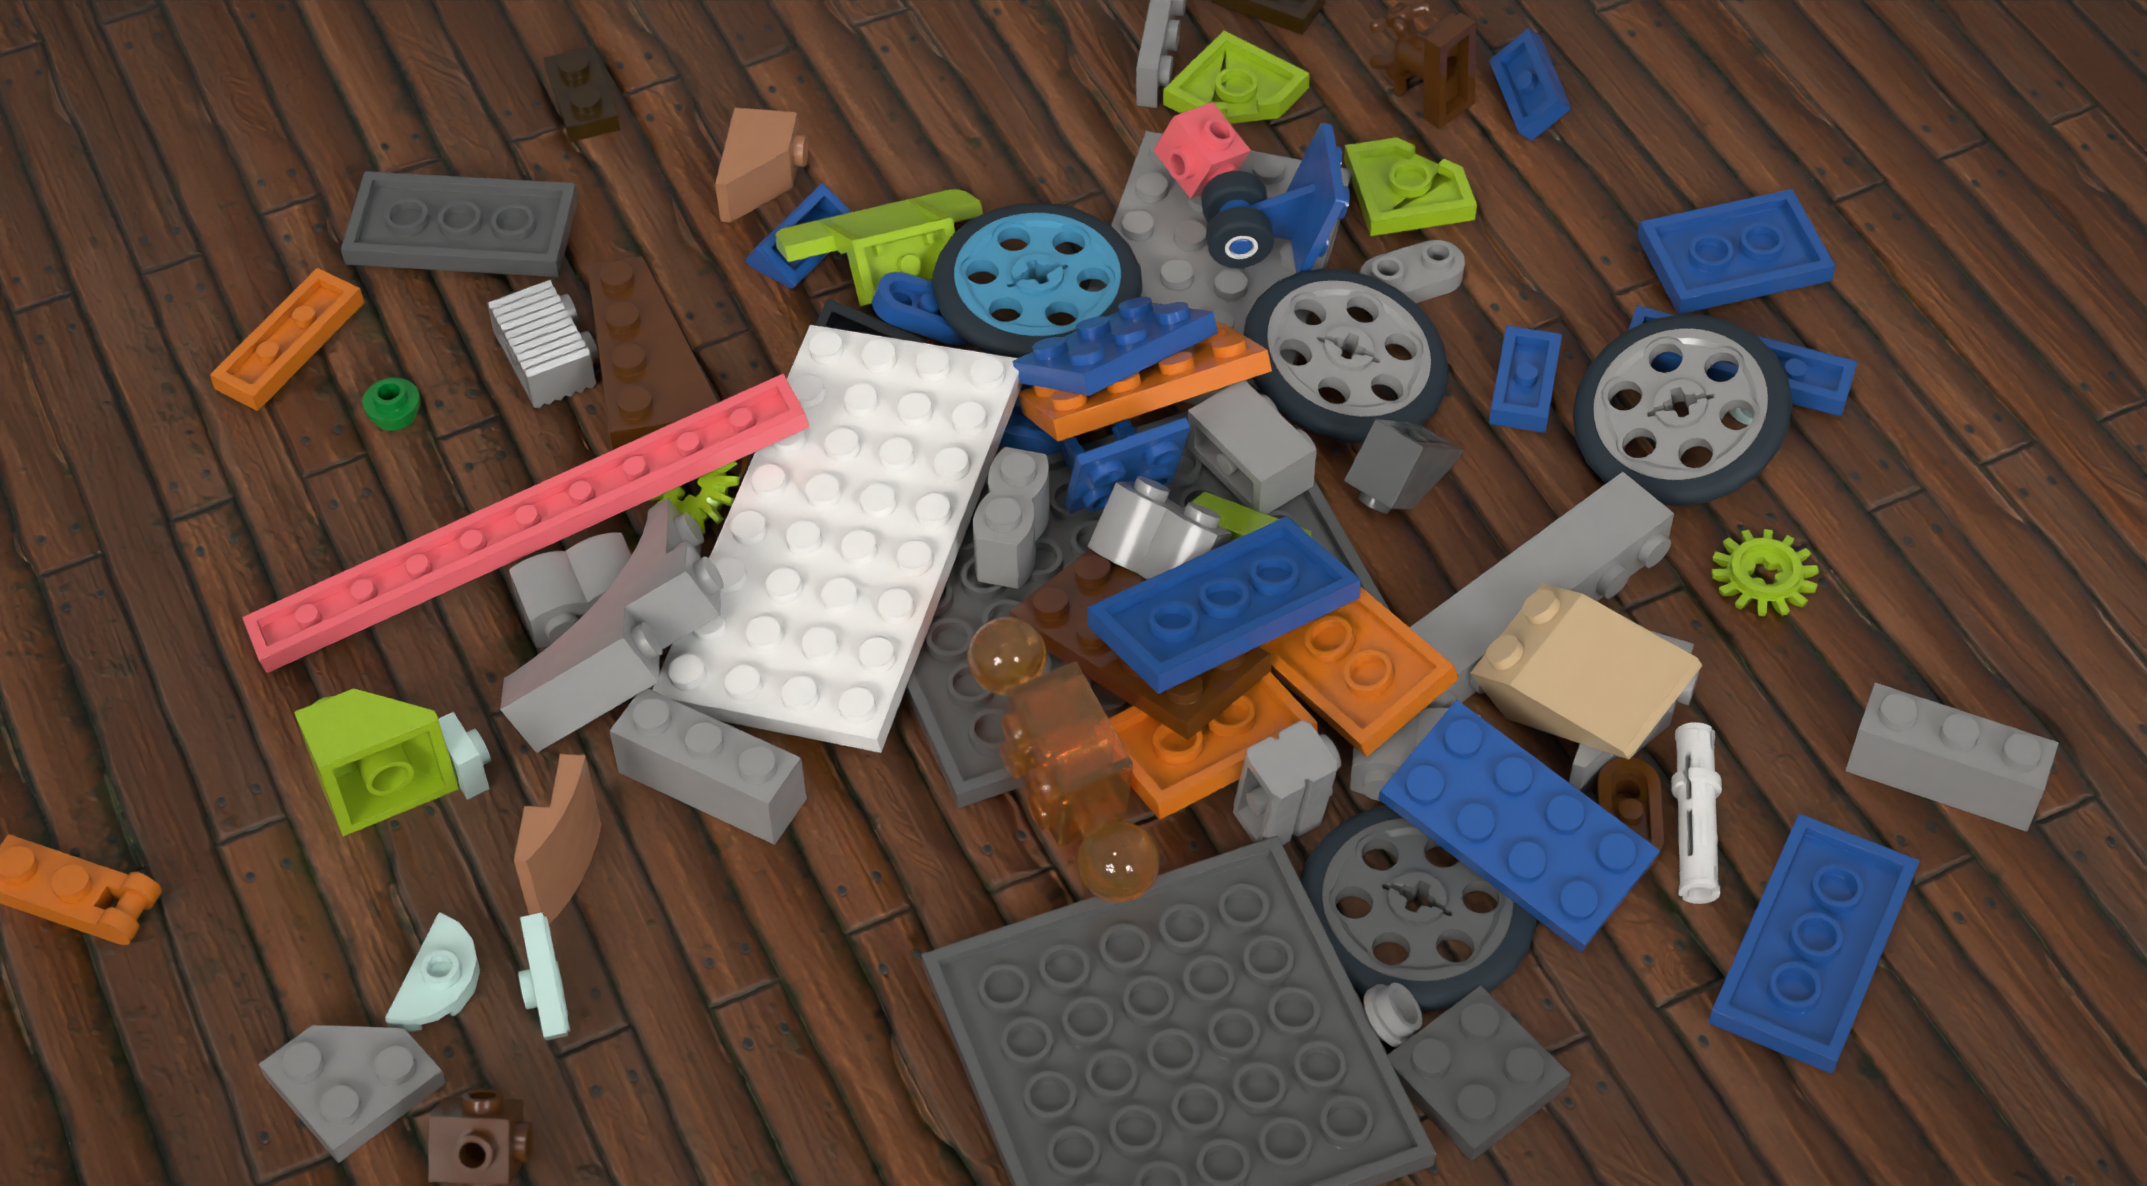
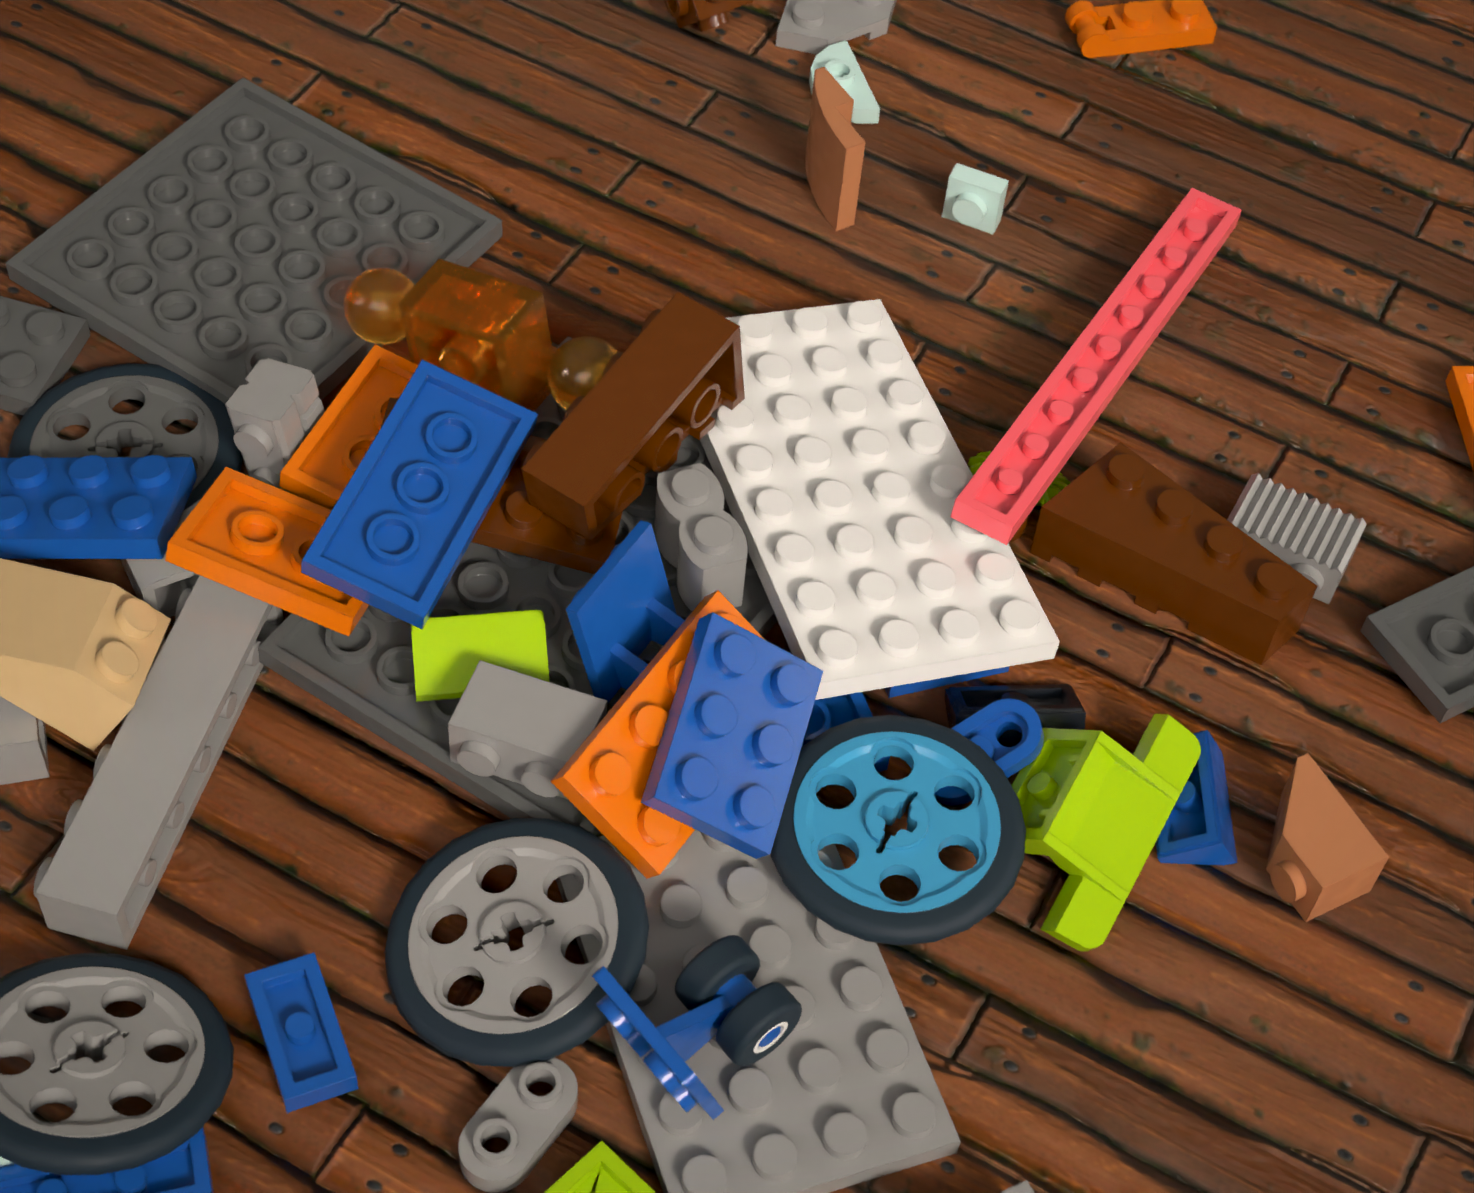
camera: 140 degrees right, 0 degrees up
(375, 756) = (1031, 133): lime slope -> none
(391, 403) = (1350, 437): green plate -> none
(542, 982) = (758, 93): light aqua plate -> none
(564, 585) = (1017, 349): light grey brick -> none
(619, 640) = (934, 319): light grey arch -> none
(709, 765) = (782, 266): light grey brick -> none
(1020, 565) = (637, 416): none -> reddish brown wedge
(1151, 532) = (522, 572): light grey brick -> none
(1200, 147) = (840, 1061): coral brick -> none
(1392, 1013) = (96, 345): light grey plate -> none
(1400, 464) = (372, 846): dark grey slope -> none

